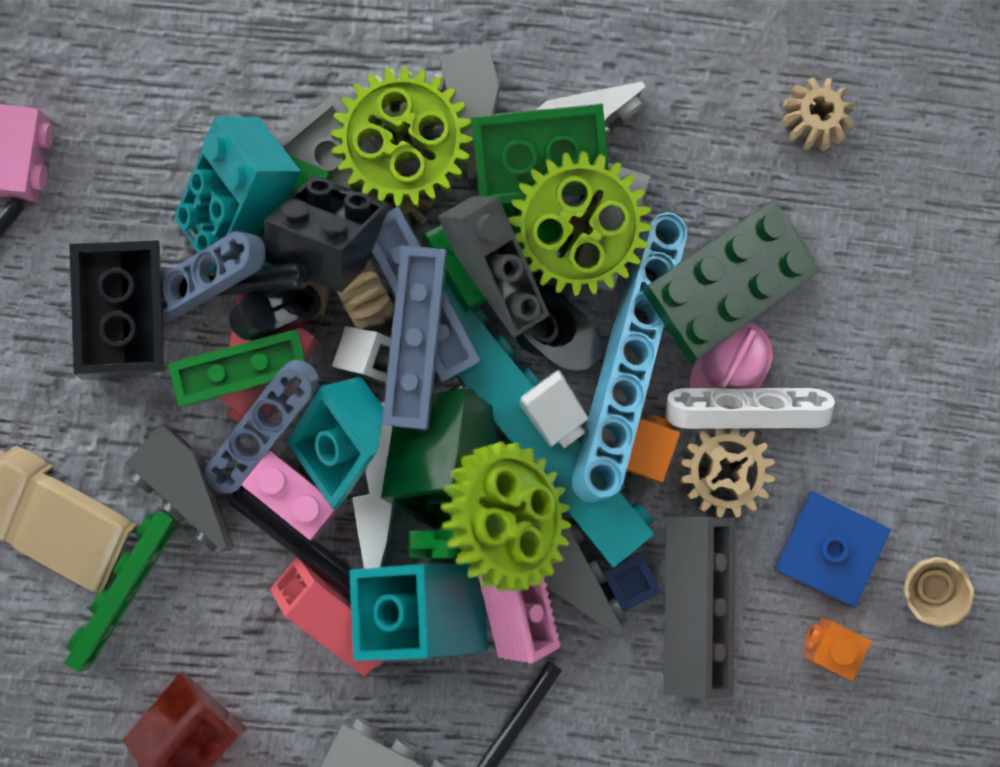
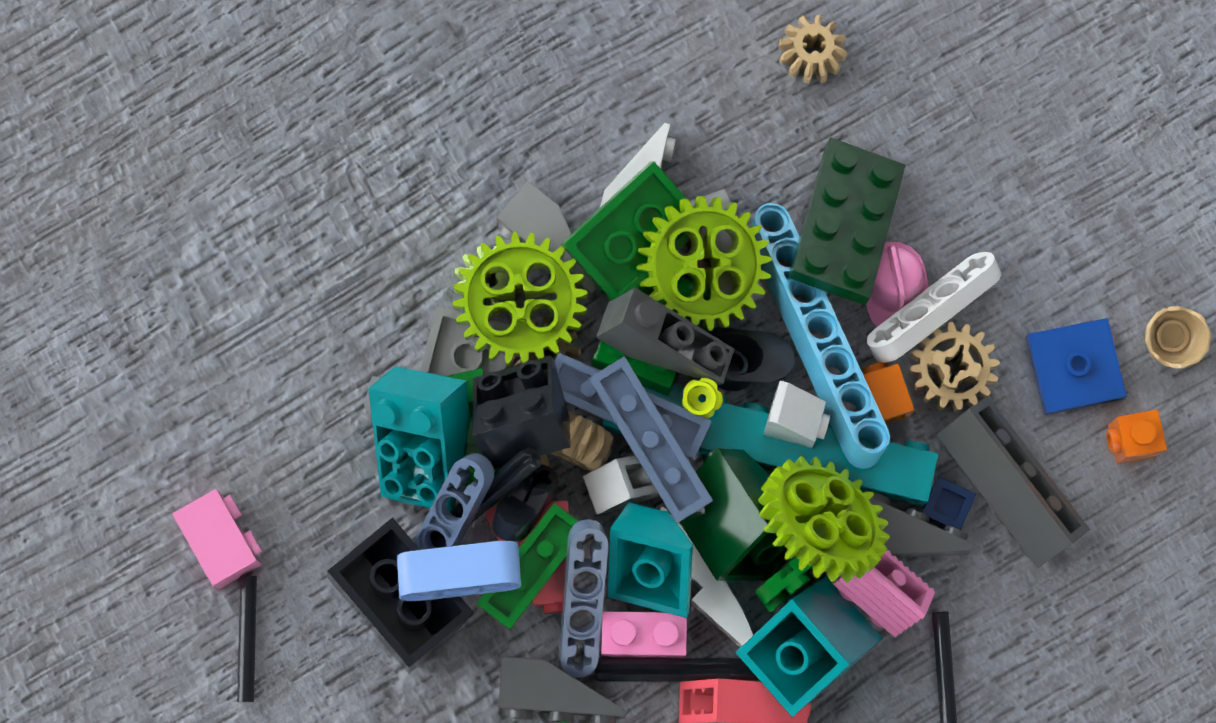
camera: 40 degrees left, 5 degrees down
(171, 325) = (459, 571): none -> light blue beam
(478, 330) = (691, 397): none -> neon yellow plate

